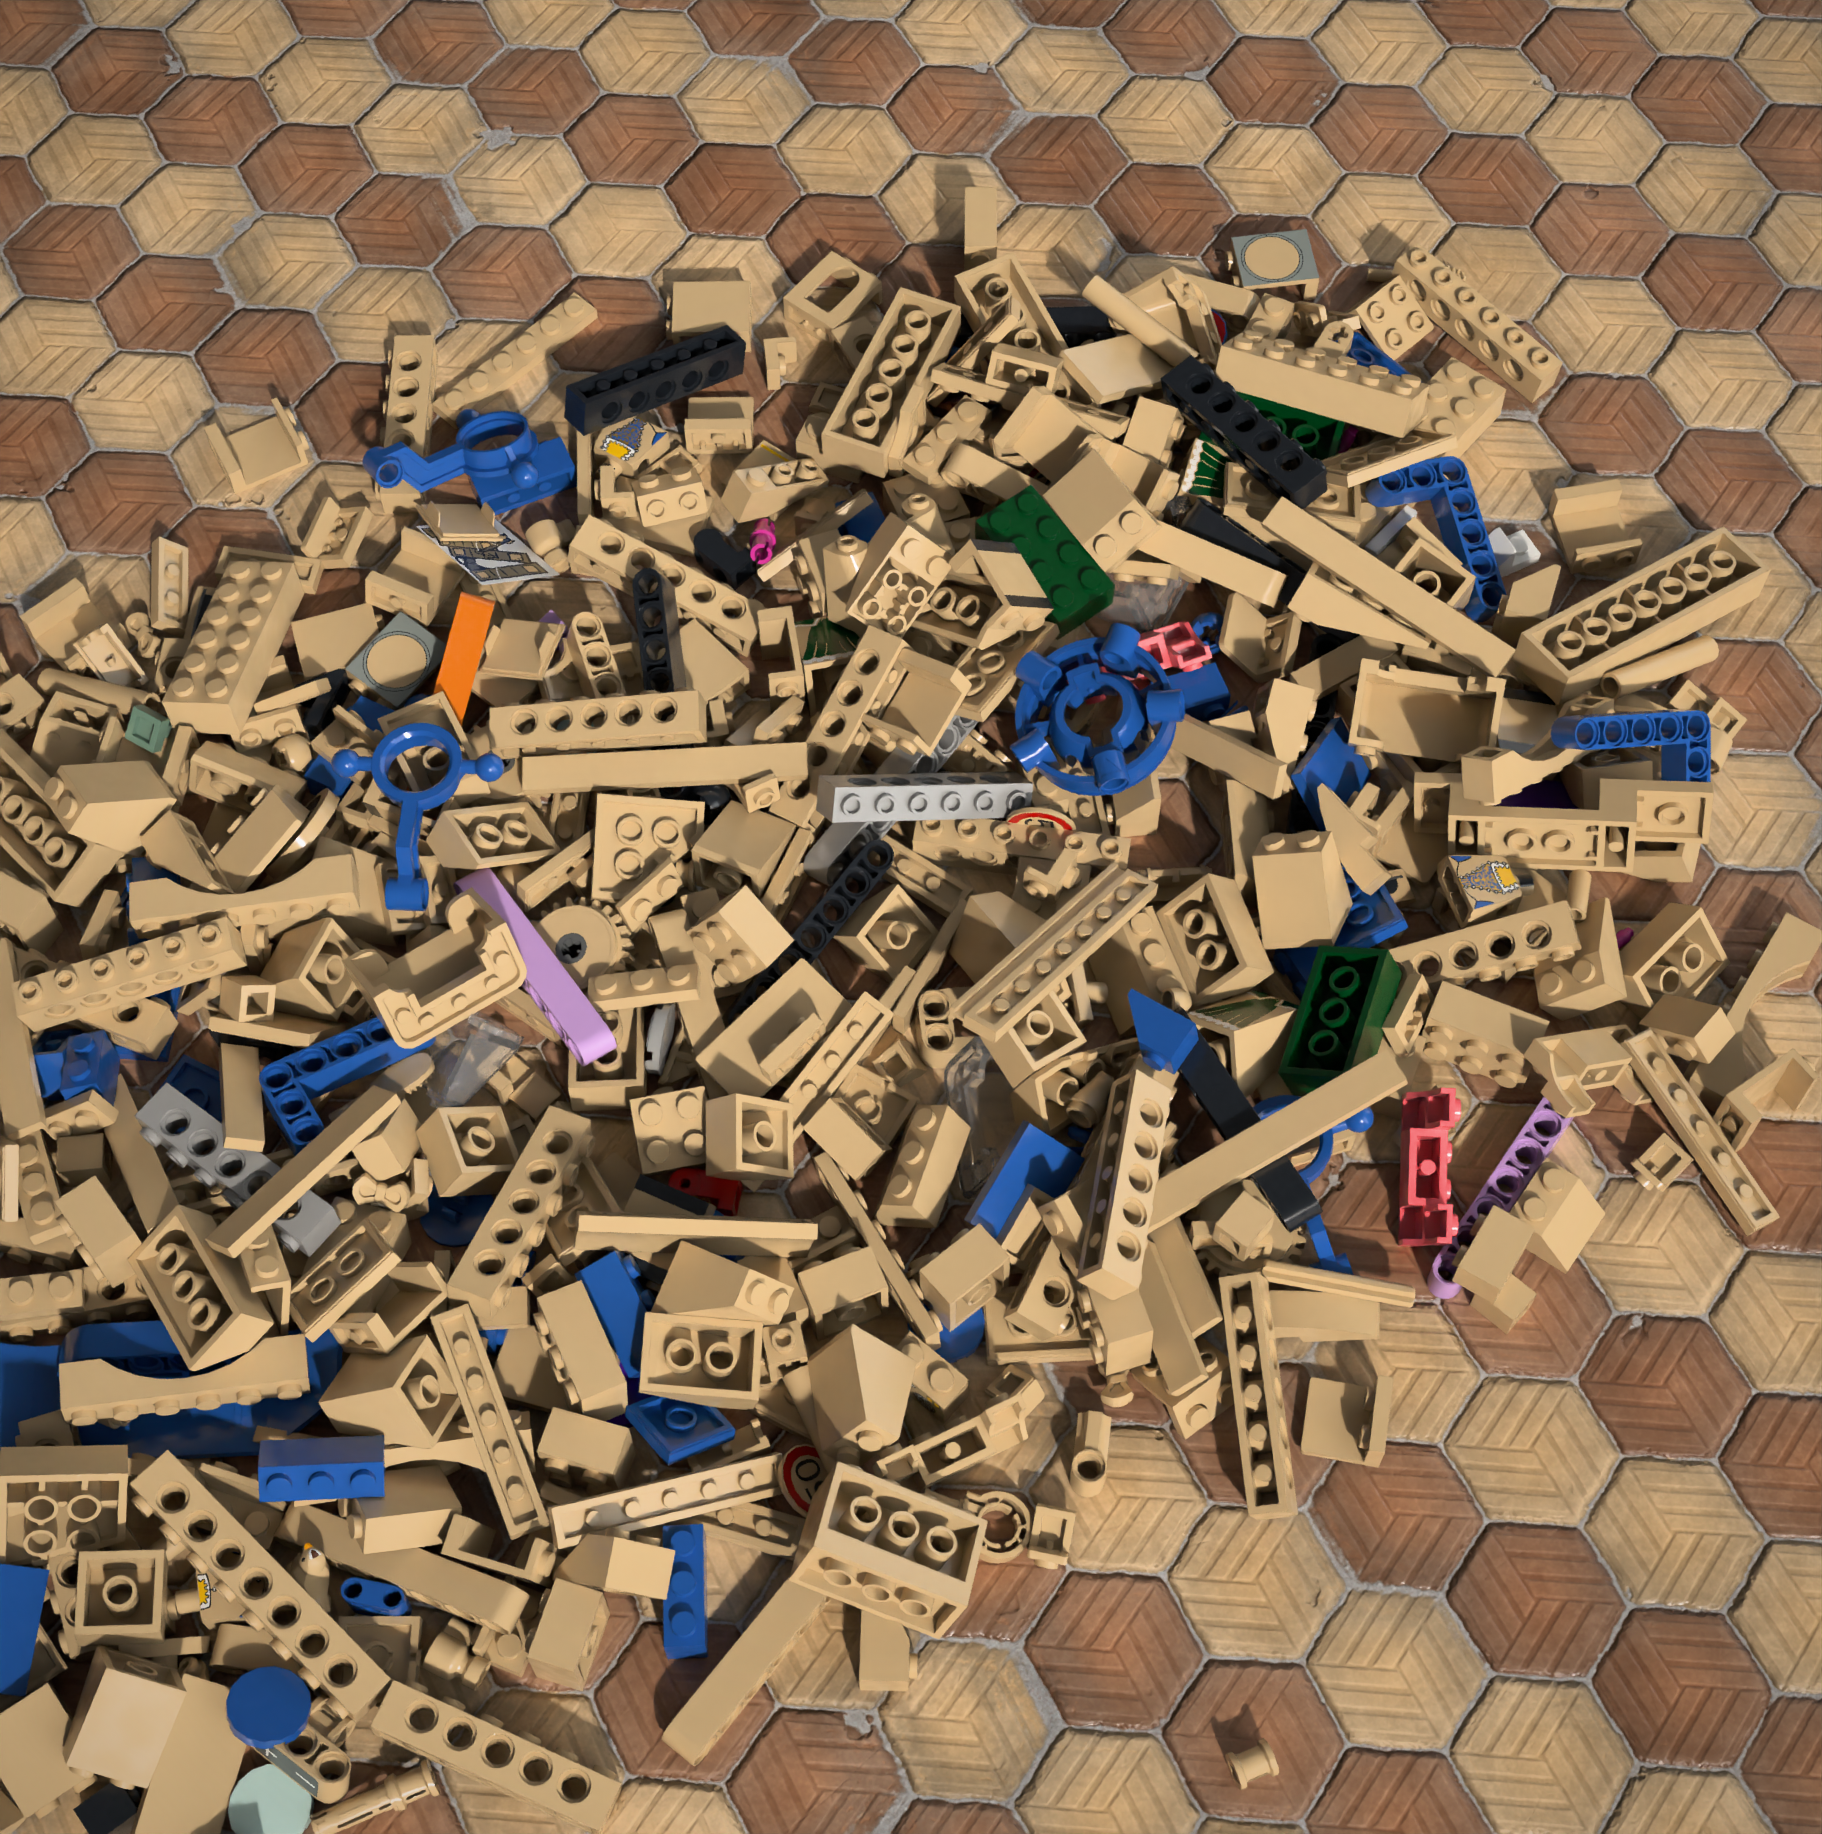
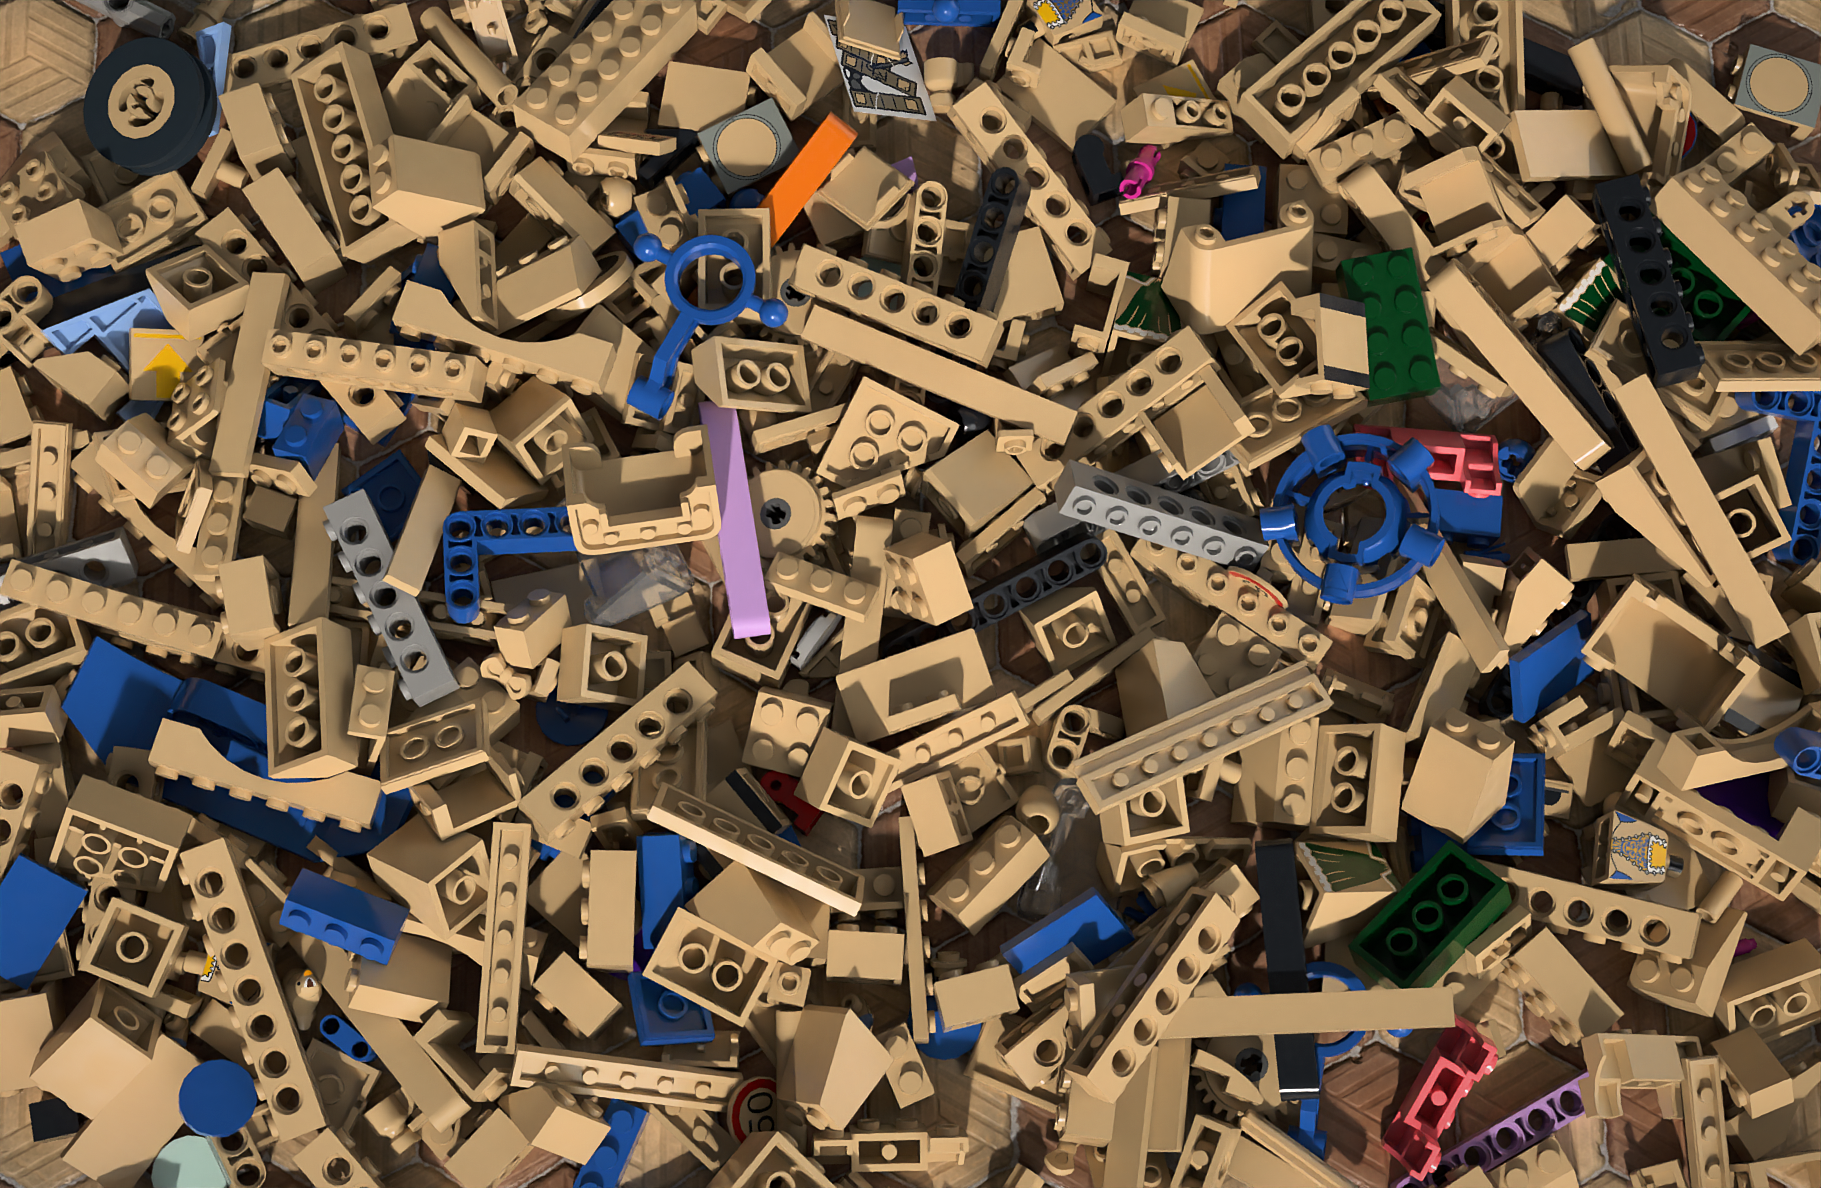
camera: 20 degrees right, 15 degrees up
(148, 728) = (493, 118): sand green tile -> none
(303, 1171) = (441, 636): tan tile -> none
(399, 1078) = (561, 569): tan piece -> none
(669, 496) = (1075, 83): tan bracket -> none
(897, 577) = (1238, 287): tan slope -> none
(940, 1090) = (1038, 810): none -> tan animal
(1015, 1382) = (974, 1112): tan slope -> none
(1051, 886) = (1247, 656): tan bracket -> none
(1101, 512) = (1465, 306): tan slope -> none
(1161, 1033) = (1257, 862): blue slope -> none
(1174, 998) = (1291, 826): tan hinge -> none
(1187, 799) = (1407, 623): none -> tan bracket
(1244, 1225) = (1242, 1080): tan brick -> none
(1352, 842) = (1532, 749): tan slope -> none

